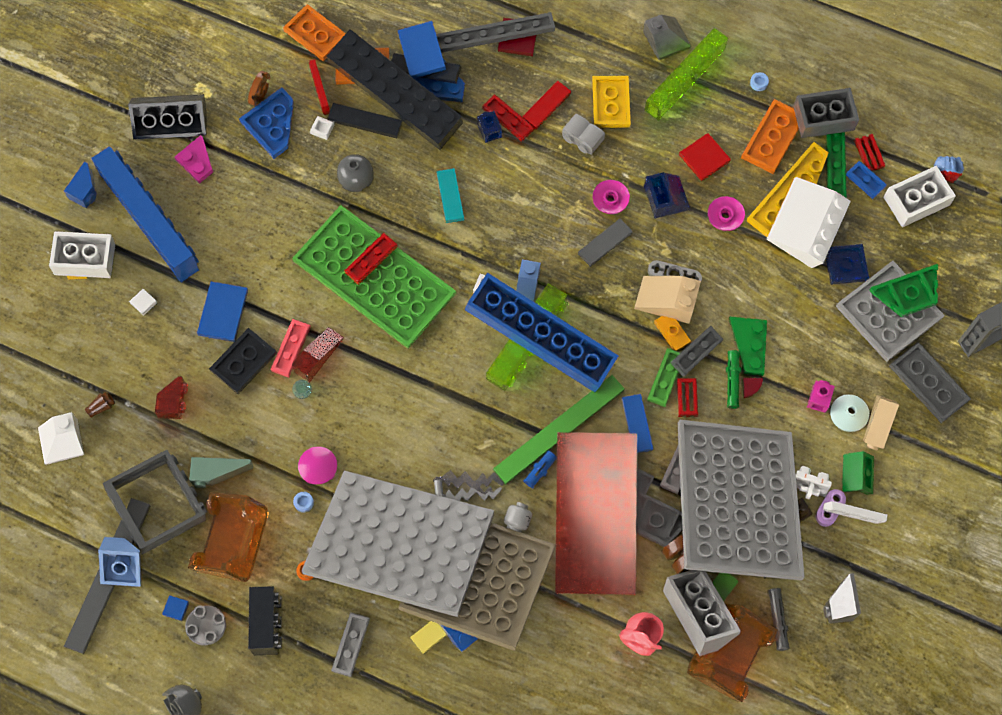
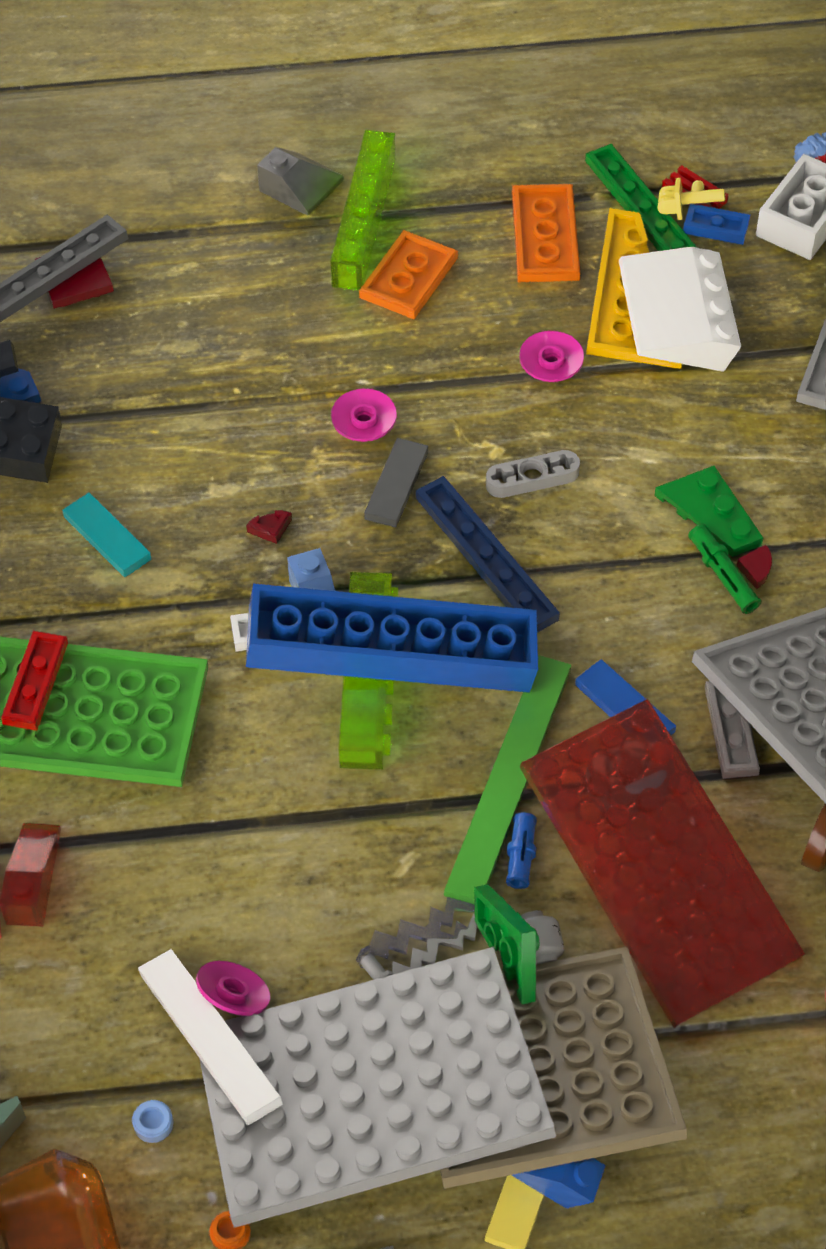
camera: 30 degrees left, 15 degrees down
(302, 389) = (37, 941): clear light blue plate -> none
(317, 465) = (141, 1048): dark pink dish -> none
(345, 480) = (210, 1037): none -> white tile
(371, 461) = (233, 988): none -> dark pink dish
(489, 126) = (108, 410): clear blue brick -> none
(502, 510) = (510, 935): none -> green wing
(509, 118) = (129, 388): red tile -> none
(530, 233) = (270, 526): none -> dark red tile
(547, 104) = (178, 344): red tile -> none
(583, 134) = (263, 353): light grey brick -> none
(611, 101) = (275, 294): yellow plate -> none
(622, 307) = (484, 551): none -> dark blue plate
(653, 518) = (763, 824): dark grey wing -> none
(664, 380) = (621, 619): bright green tile -> none
(665, 194) = (442, 374): clear blue slope -> none
(668, 296) = (548, 503): tan slope -> none
(672, 332) = (585, 552): light orange plate -> none
(686, 381) = (663, 636): red tile -> none
(687, 124) = (408, 274): none -> orange tile
(696, 351) = (642, 557): dark grey tile -> none
(704, 157) = (465, 302): red tile -> none
(759, 81) = (474, 176): light blue tile -> none
(826, 112) = (602, 161): dark grey brick -> none
(847, 264) = (773, 339): clear blue plate -> none
(852, 154) = (672, 198): none -> light yellow arm

